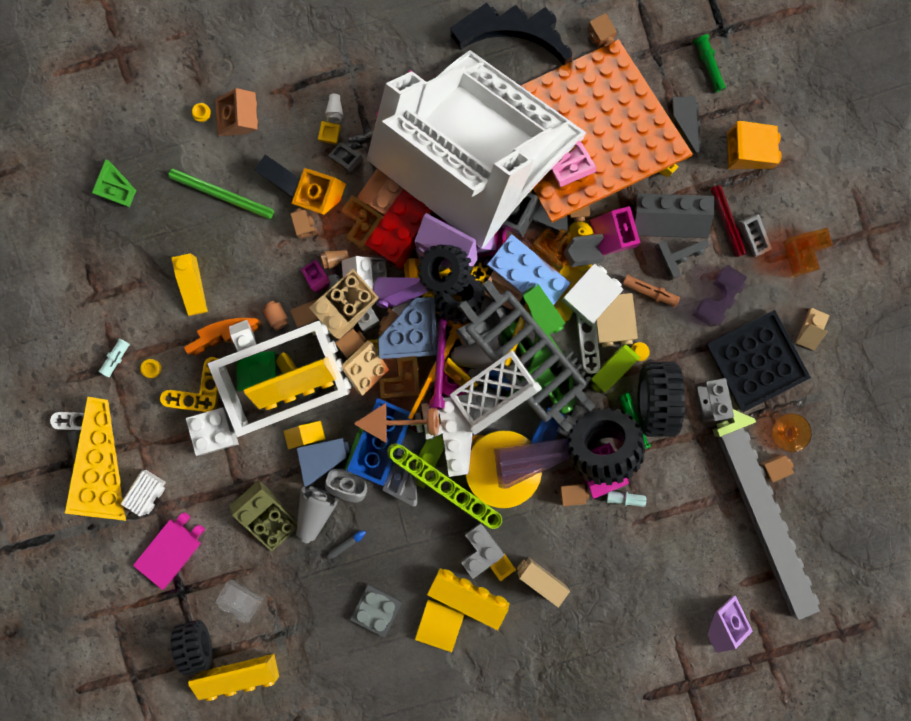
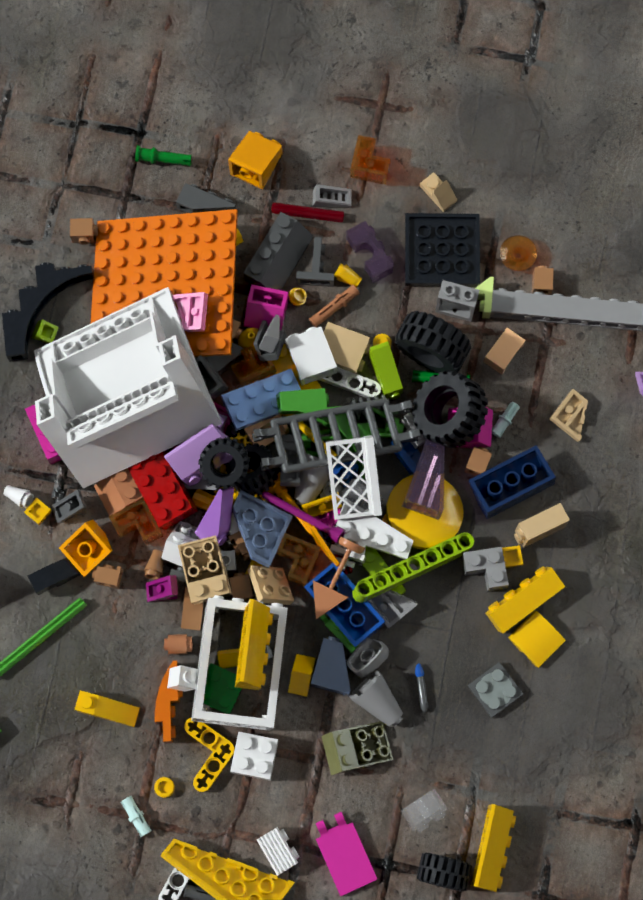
camera: 65 degrees left, 10 degrees down
(492, 50) = (45, 331): none -> lime slope
(570, 534) = (512, 482): none -> dark blue slope
(590, 249) = (271, 336): none -> light grey slope
(642, 253) = (297, 296): none -> yellow plate
(662, 556) = (570, 414): none -> tan wing
(686, 288) = (347, 275): none -> yellow cone
(690, 466) = (504, 350): none -> light nougat panel

